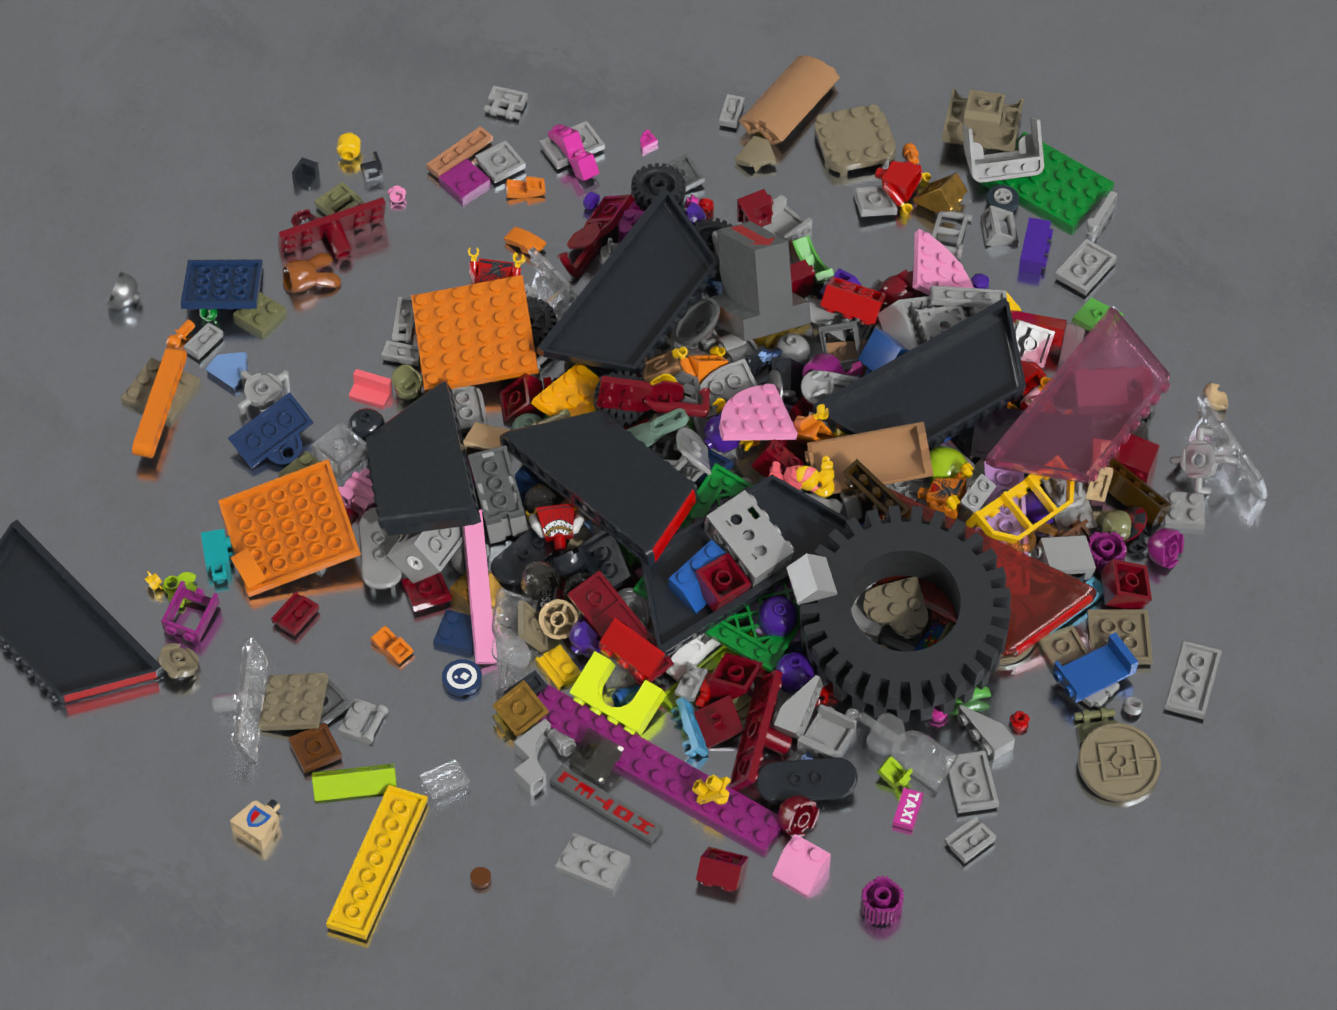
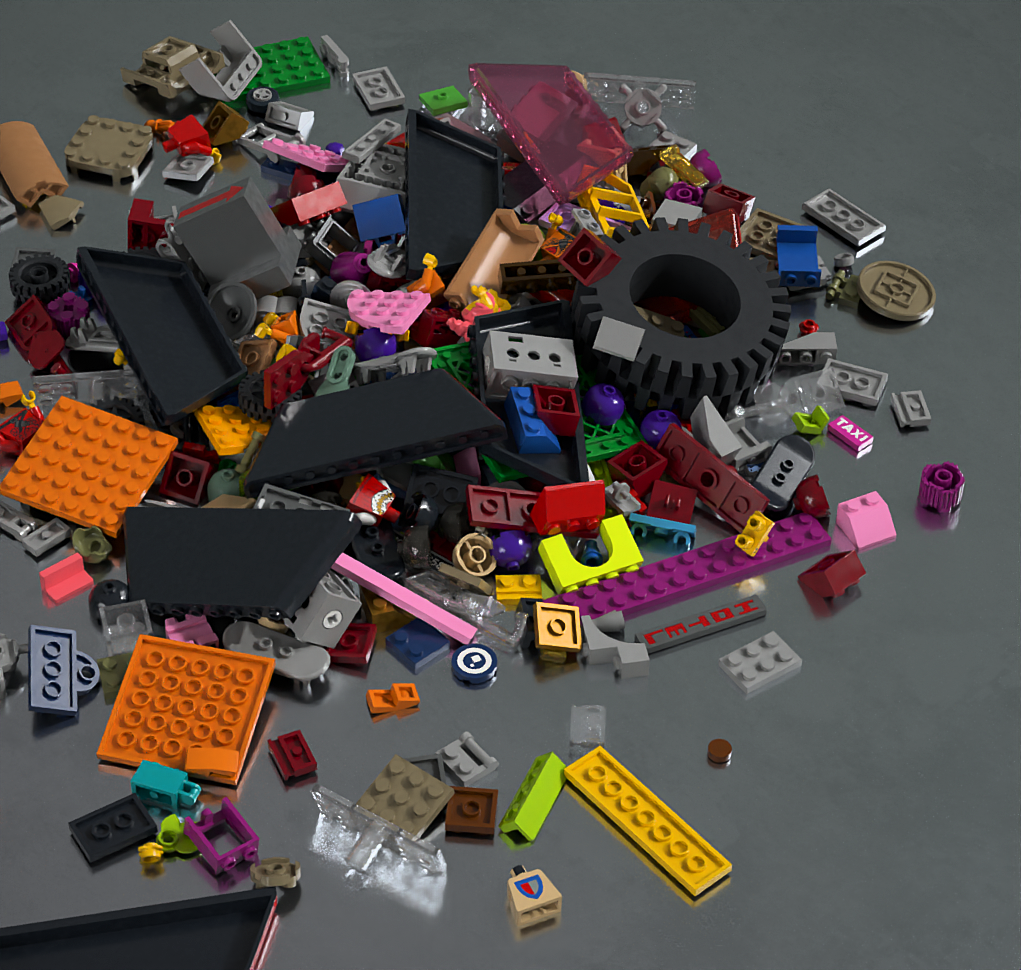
camera: 60 degrees left, 10 degrees down
(162, 547) = (112, 827): none -> black plate
(596, 755) = (648, 600): clear smoke slope -> none
(876, 510) = (589, 257): none -> dark red slope
(1035, 246) = (330, 103): dark purple brick -> none
(1141, 529) = (682, 167): none -> clear yellow plate

